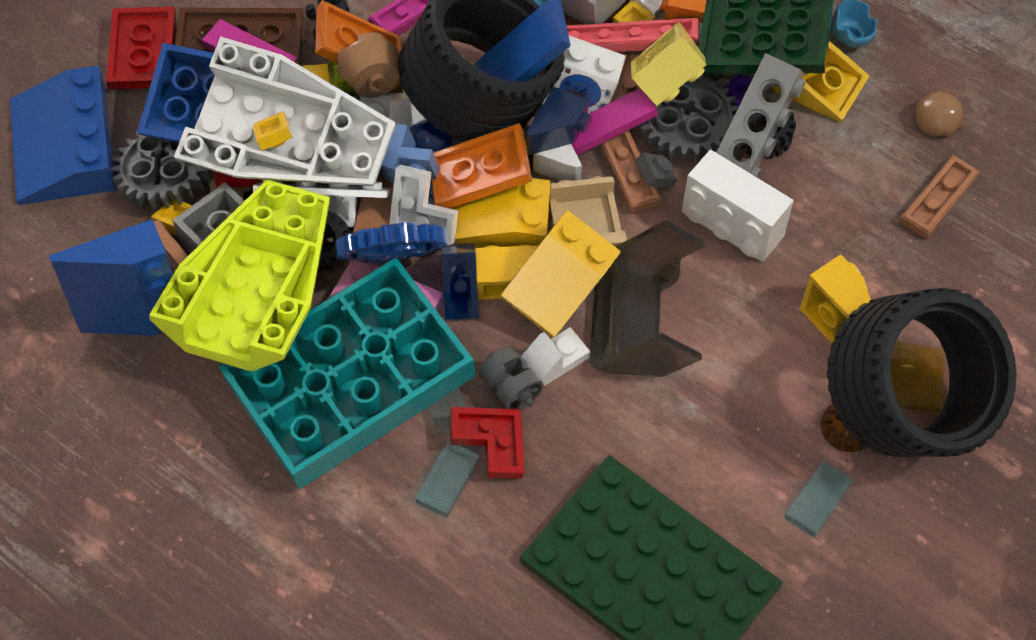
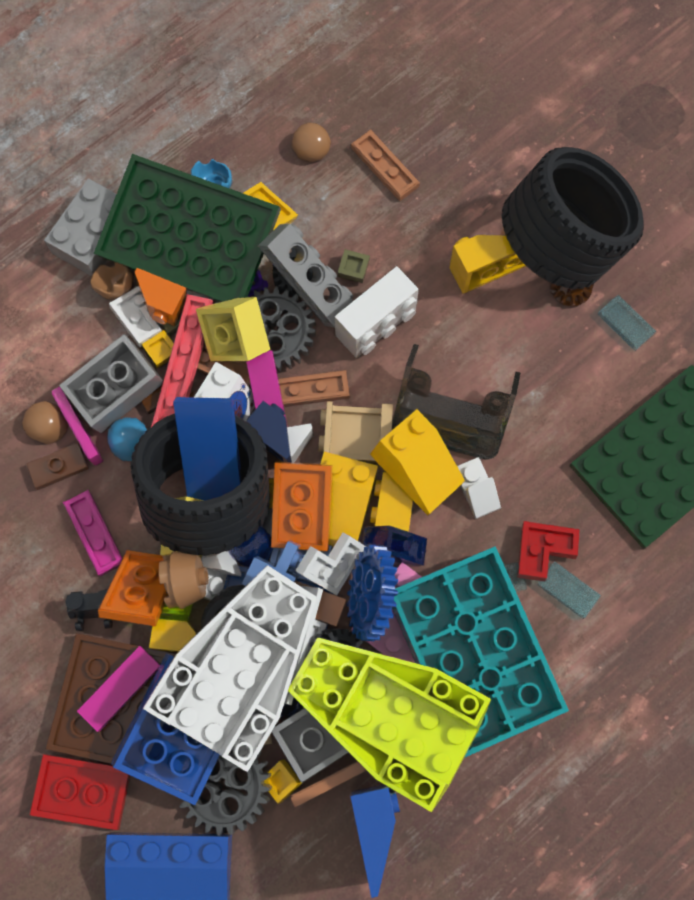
camera: 75 degrees left, 15 degrees up
(272, 131) = (245, 676): yellow plate -> none
(510, 377) = (494, 523): dark grey wheel -> none
(656, 170) = (320, 367): dark grey plate -> none
(794, 182) = (353, 266): none -> olive plate

